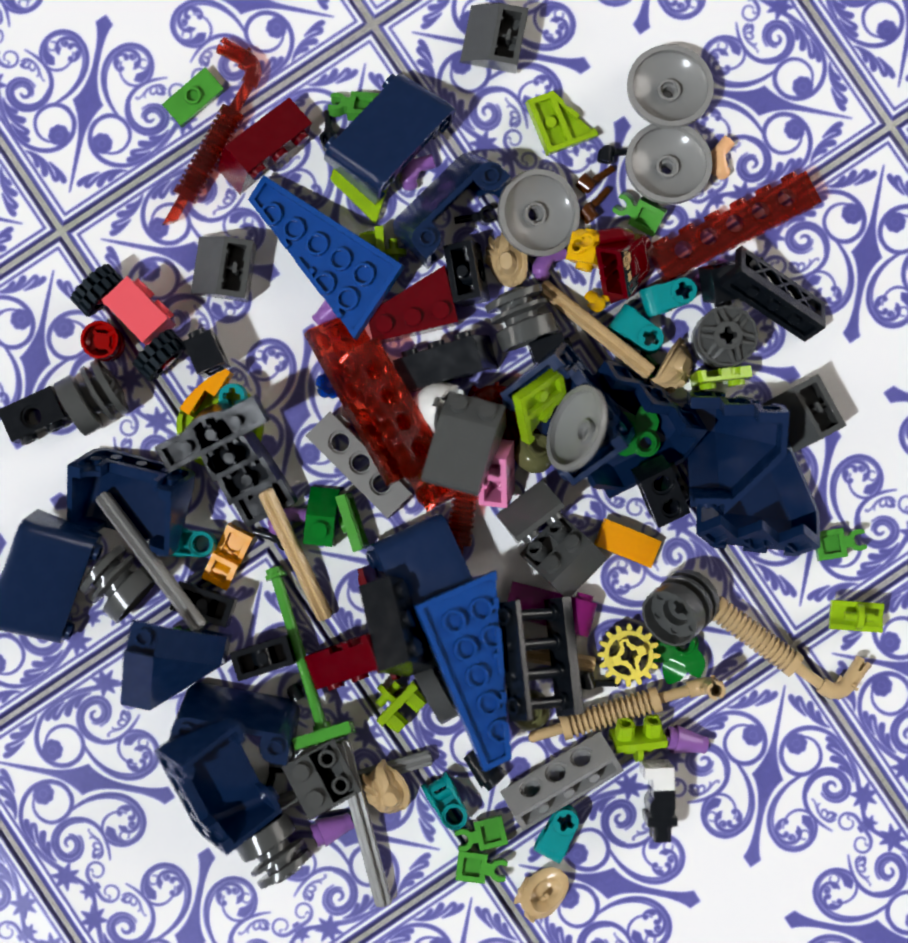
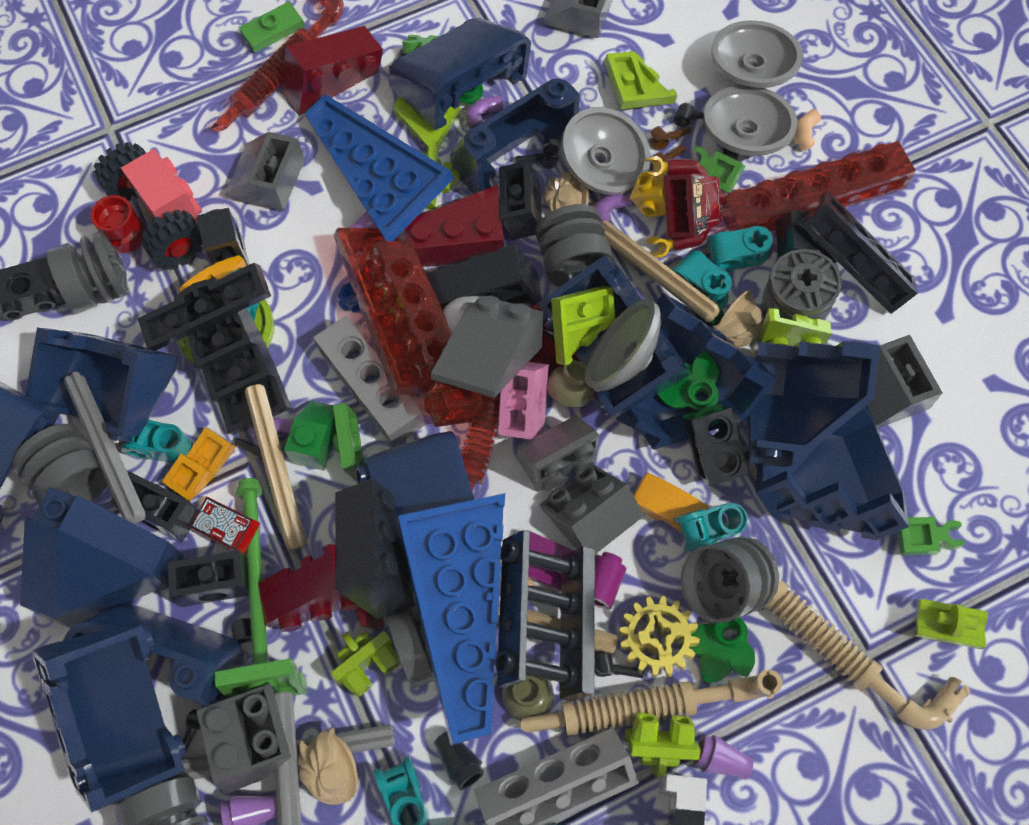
camera: 15 degrees right, 20 degrees down
(264, 610) = (225, 525): none -> tile
(656, 561) = (706, 525): none -> teal piece

